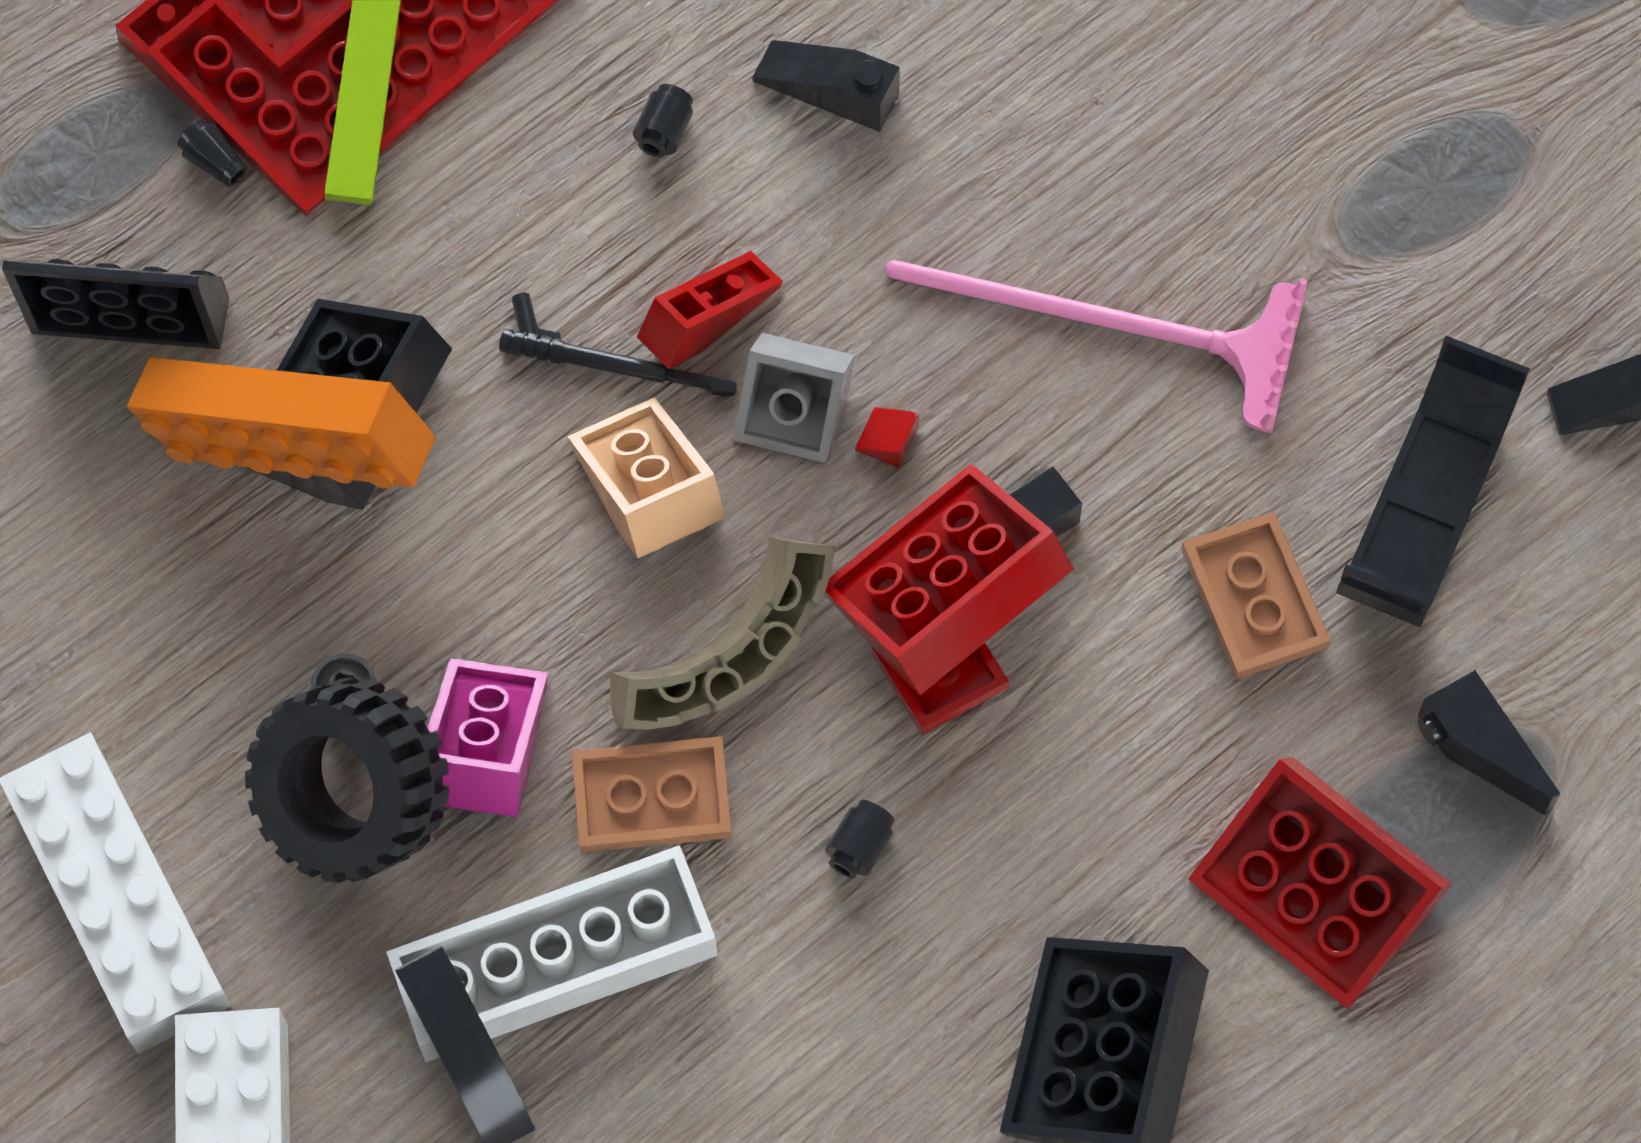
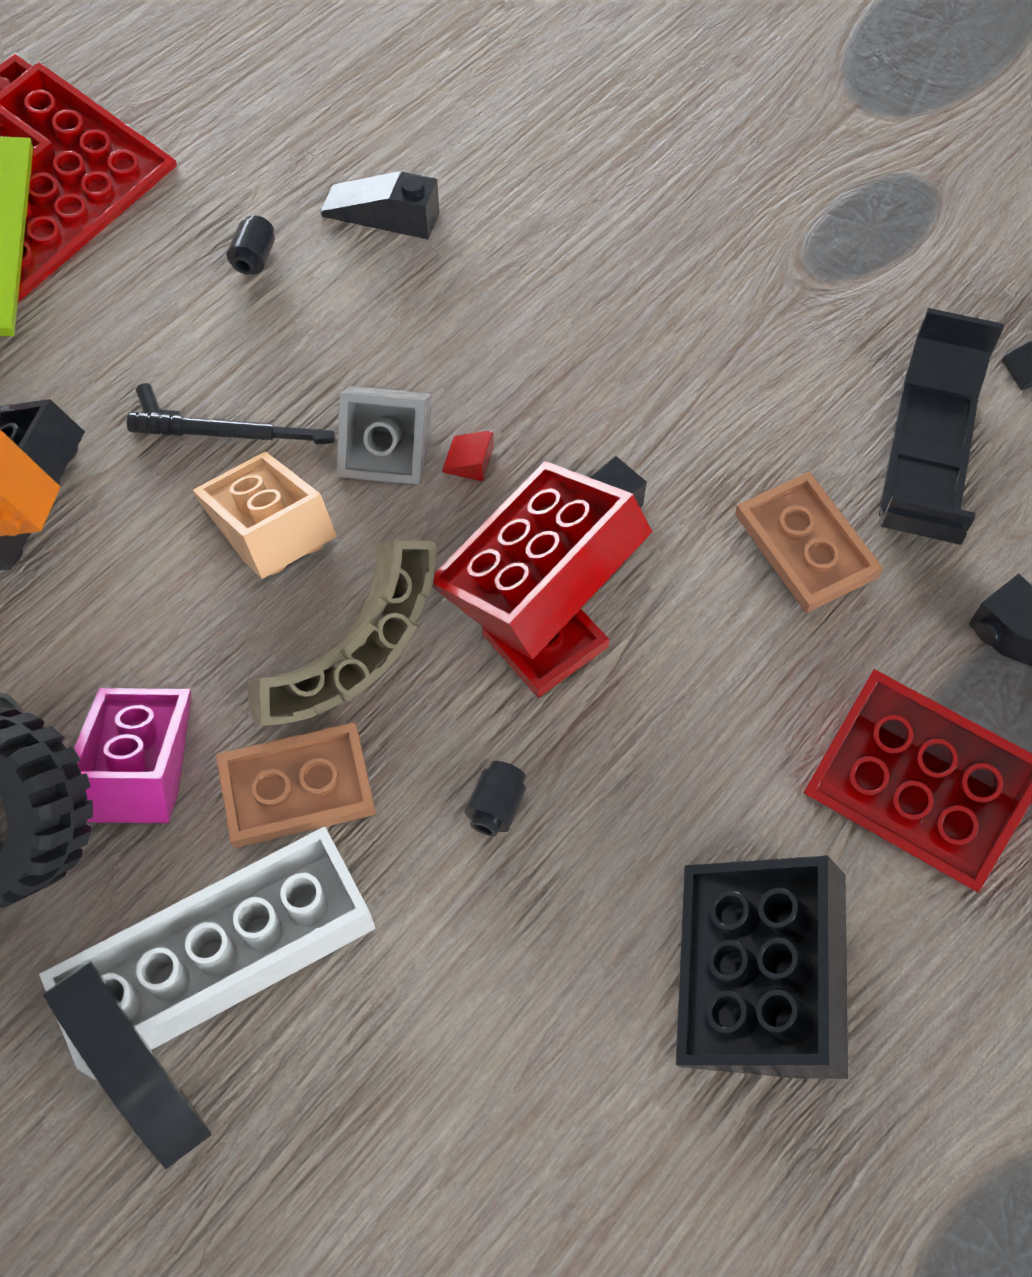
camera: 10 degrees left, 5 degrees down
(705, 308) = (296, 377): red slope -> none
(1257, 352) = (764, 356): bright pink piece -> none

